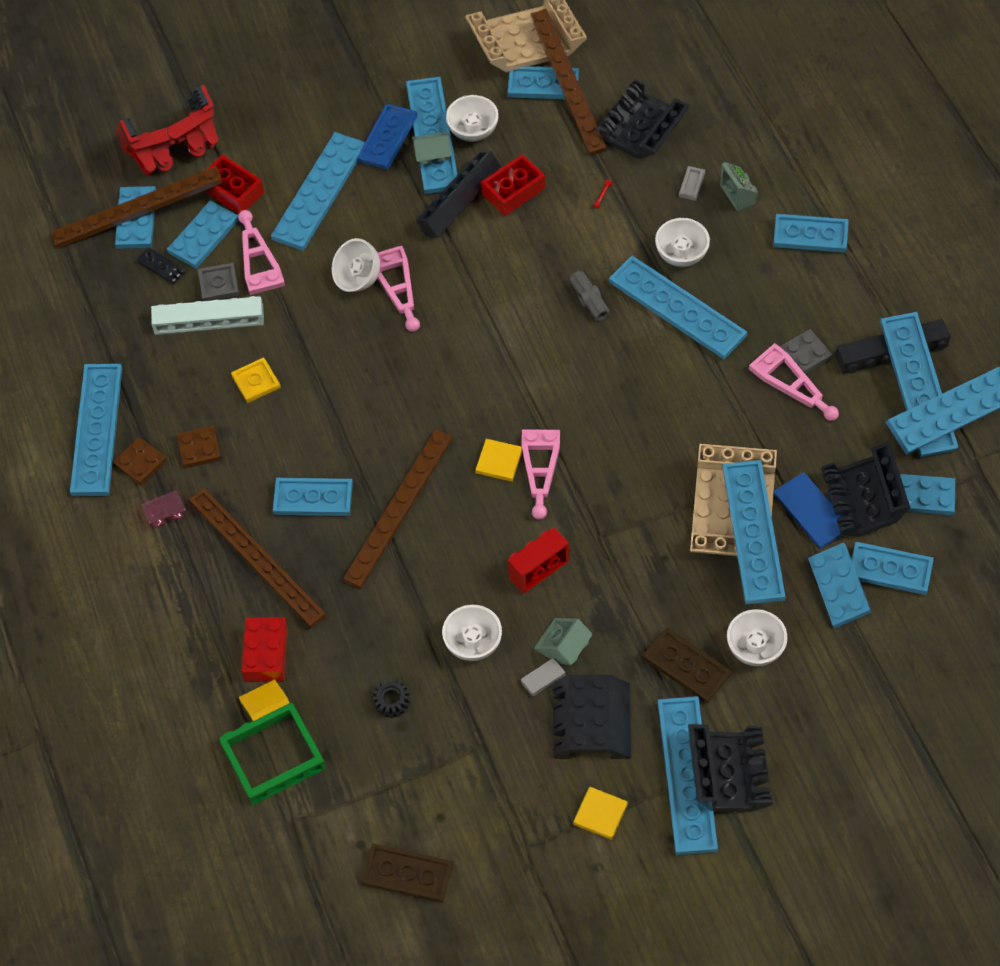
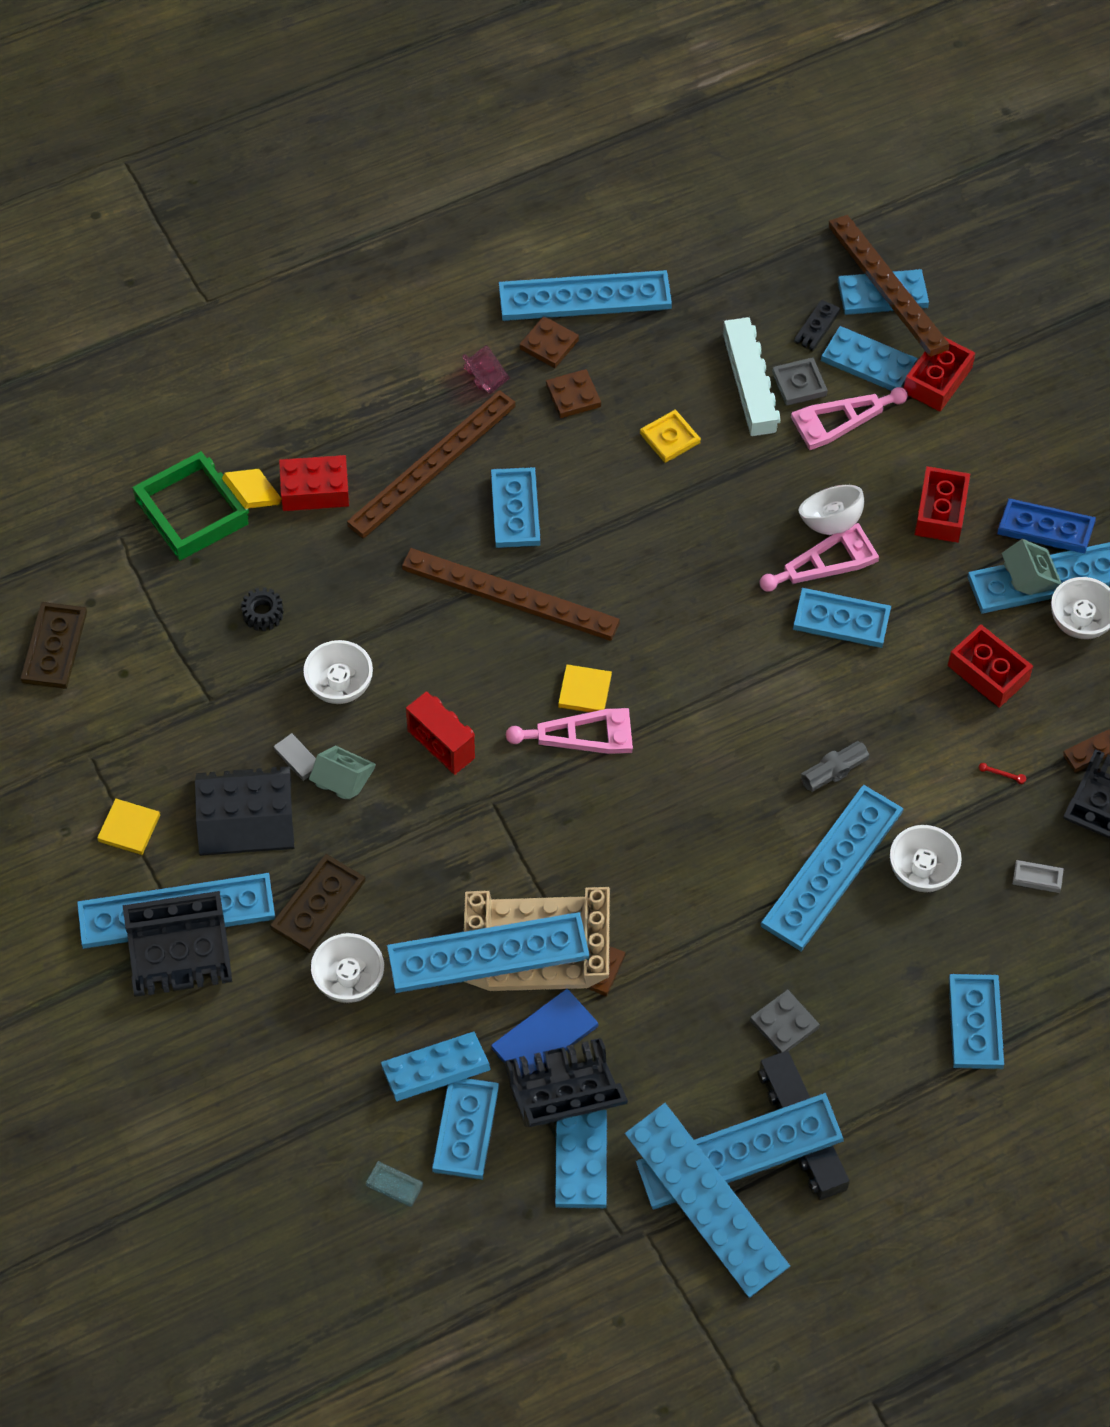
camera: 80 degrees right, 0 degrees up
(152, 148) = (969, 283): red container -> none
(318, 192) = (988, 474): dark azure plate -> none
(360, 197) = (942, 504): none -> red brick
(453, 277) = (842, 617): none -> dark azure plate
(458, 194) = (965, 606): black brick -> none
(737, 186) = (1034, 924): sand green slope -> none
(775, 357) = (759, 976): bright pink plate -> none
(938, 620) = (394, 1184): none -> clear light blue plate

